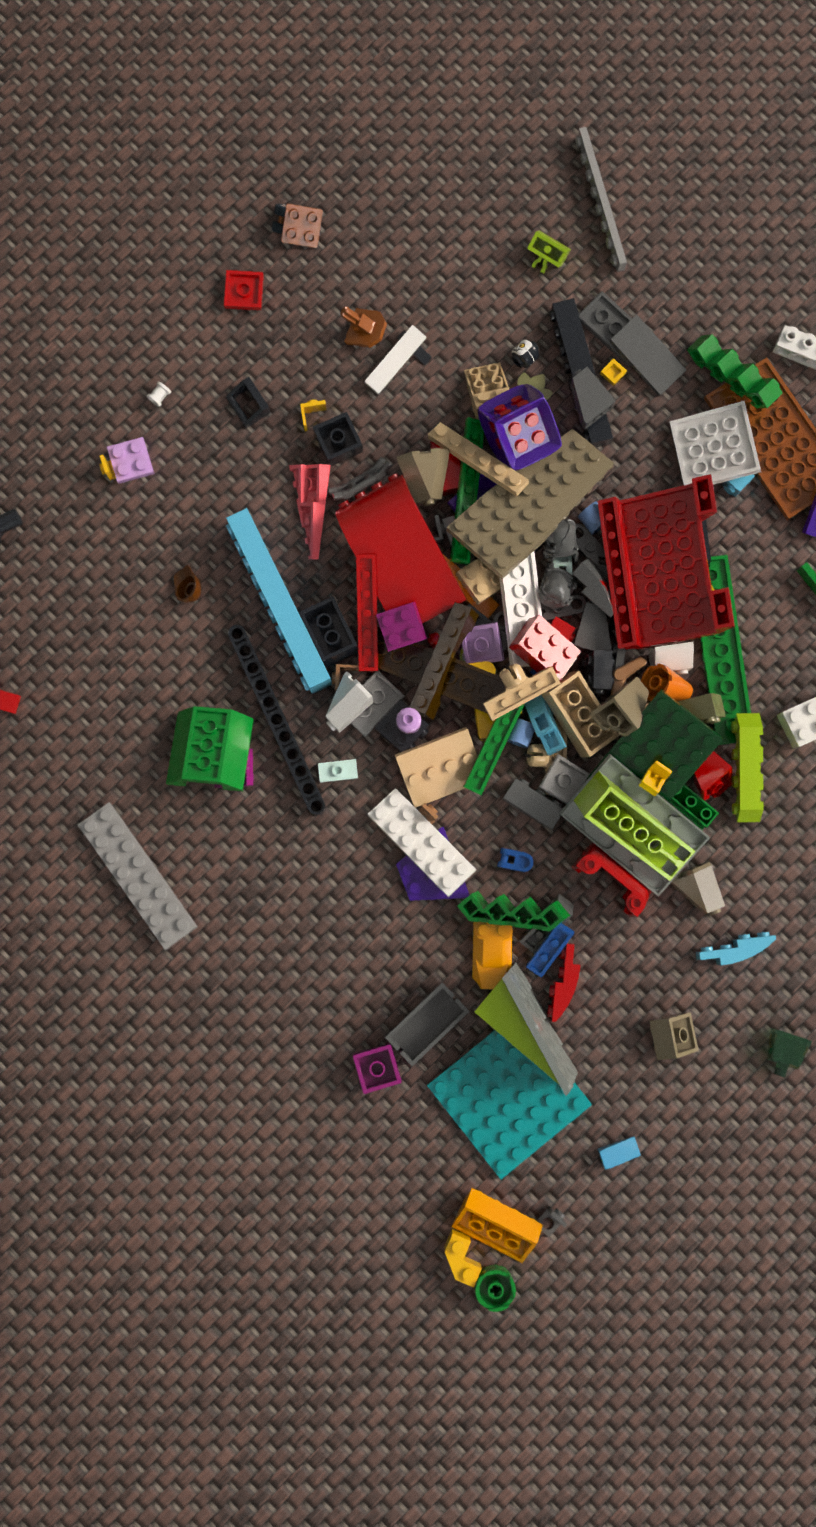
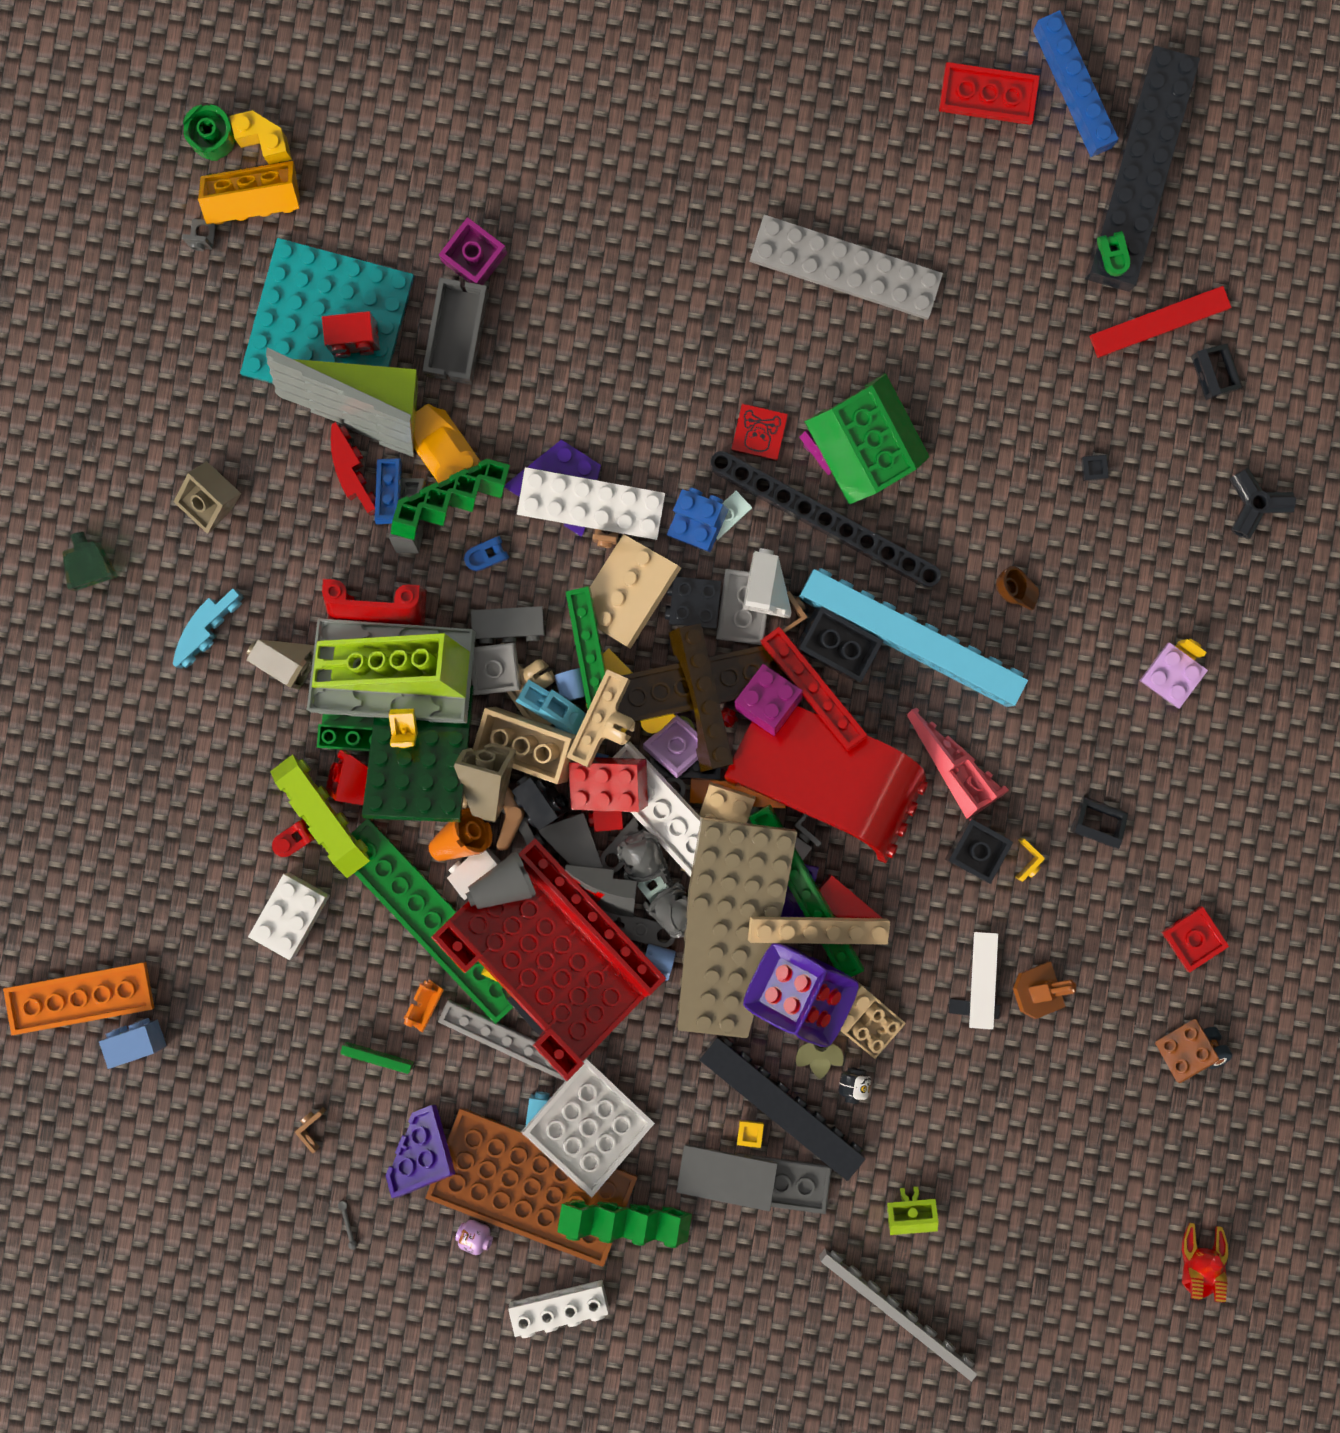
camera: 145 degrees right, 5 degrees up
(78, 626) = (1094, 467): none -> black plate
(158, 394) = (1197, 764): white bush -> none
(276, 809) = (759, 432): none -> red tile
(359, 780) = (697, 519): none -> blue plate
(372, 475) = (934, 802): dark grey piece -> none
(389, 92) = (1204, 1267): none -> red piece
(408, 720) = (690, 608): lavender head -> none
(425, 474) = (861, 876): dark tan slope -> none
(500, 1072) = (351, 334): none -> red brick
(590, 397) = (752, 1083): dark grey slope -> none
(619, 1152) = (181, 346): dark azure slope -> none
(662, 630) = (502, 884): none -> dark grey cone
(706, 707) = (405, 840): olive brick -> none
(730, 546) = (495, 1035): none -> light grey tile
(765, 598) = (427, 999): none -> orange hinge
(782, 767) = (286, 844): none -> red plate

